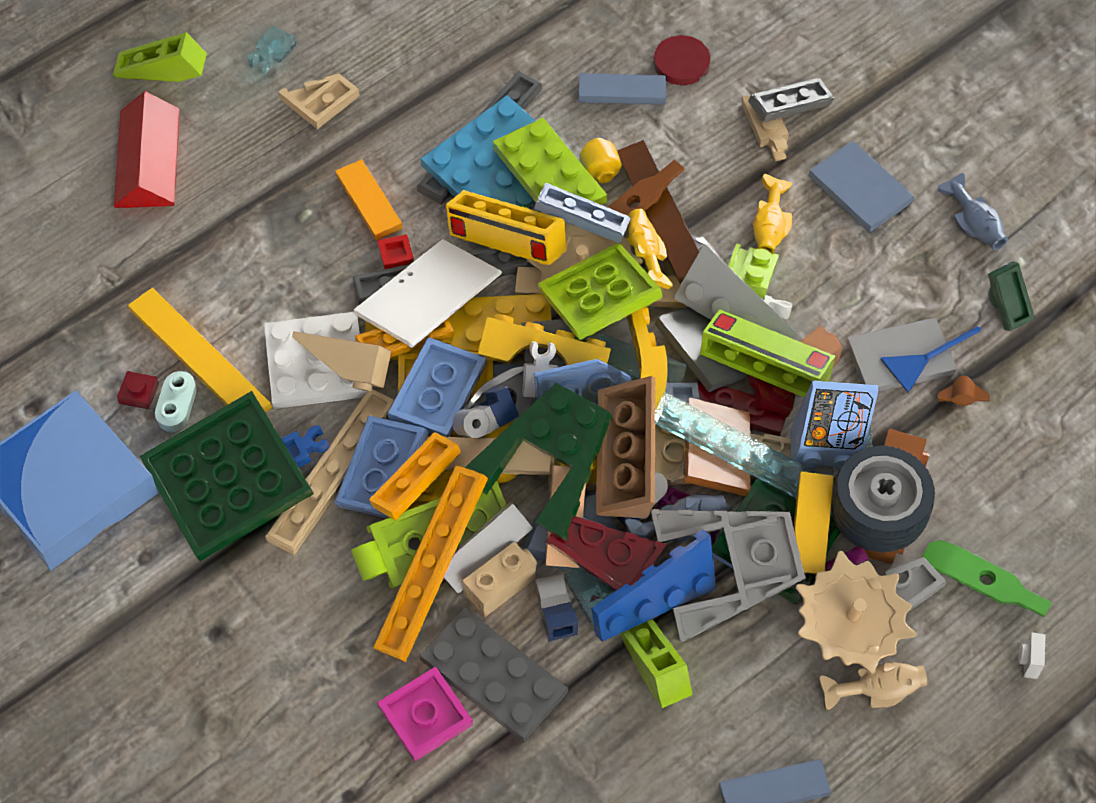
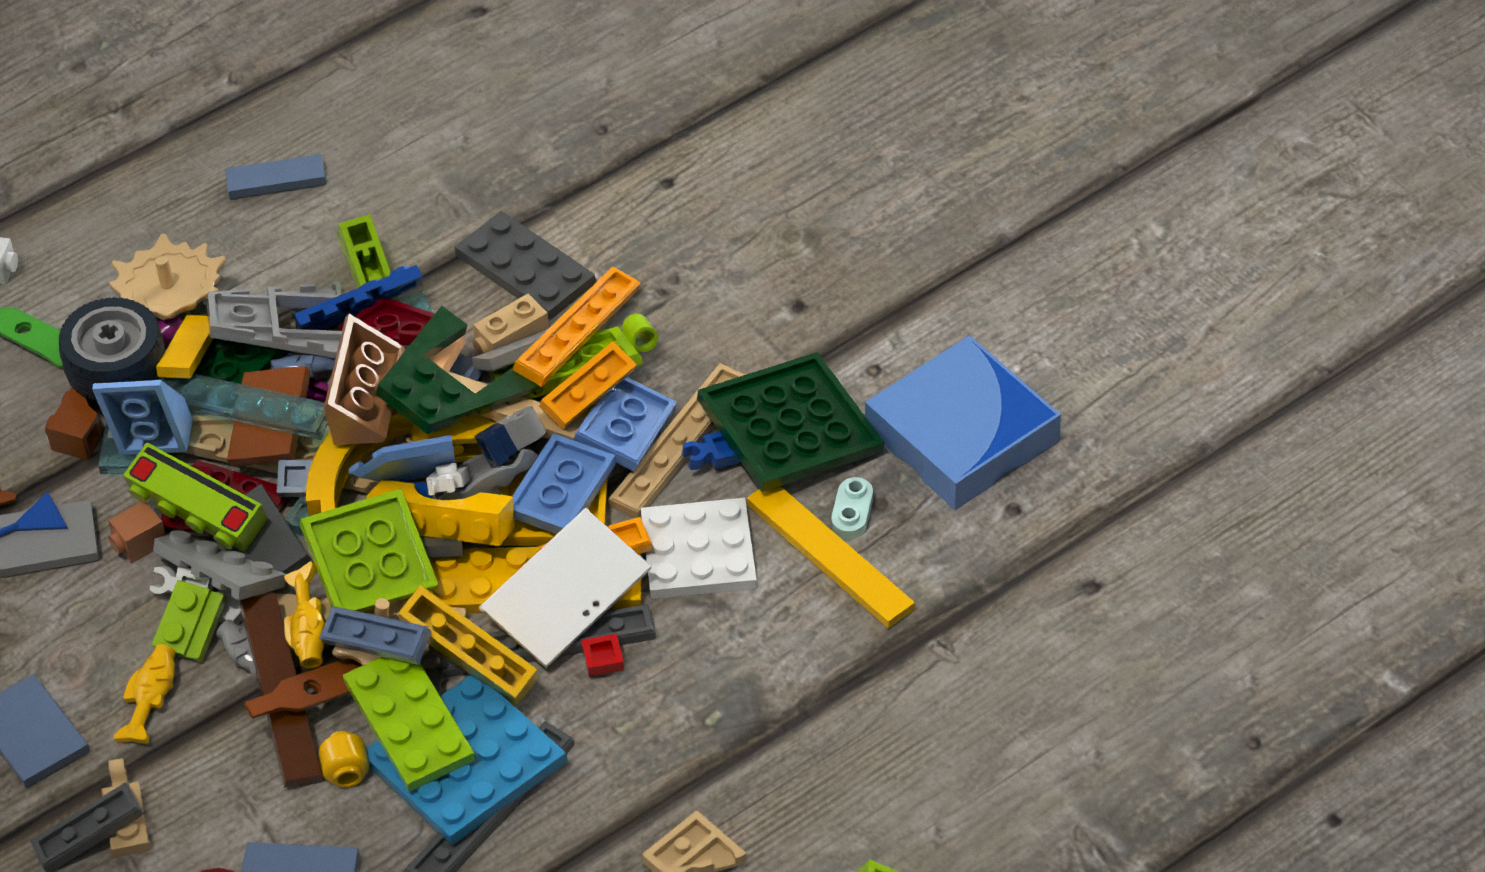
camera: 175 degrees left, 10 degrees down
(137, 390) = (895, 520): dark red plate -> none
(147, 153) = (912, 786): slope -> none
(351, 360) = (663, 509): tan slope -> none
(369, 199) = (634, 726): light orange tile -> none
(425, 714) = (592, 229): dark pink plate -> none
(556, 607) = (456, 298): leg -> none
(884, 687) = (126, 248): tan animal -> none

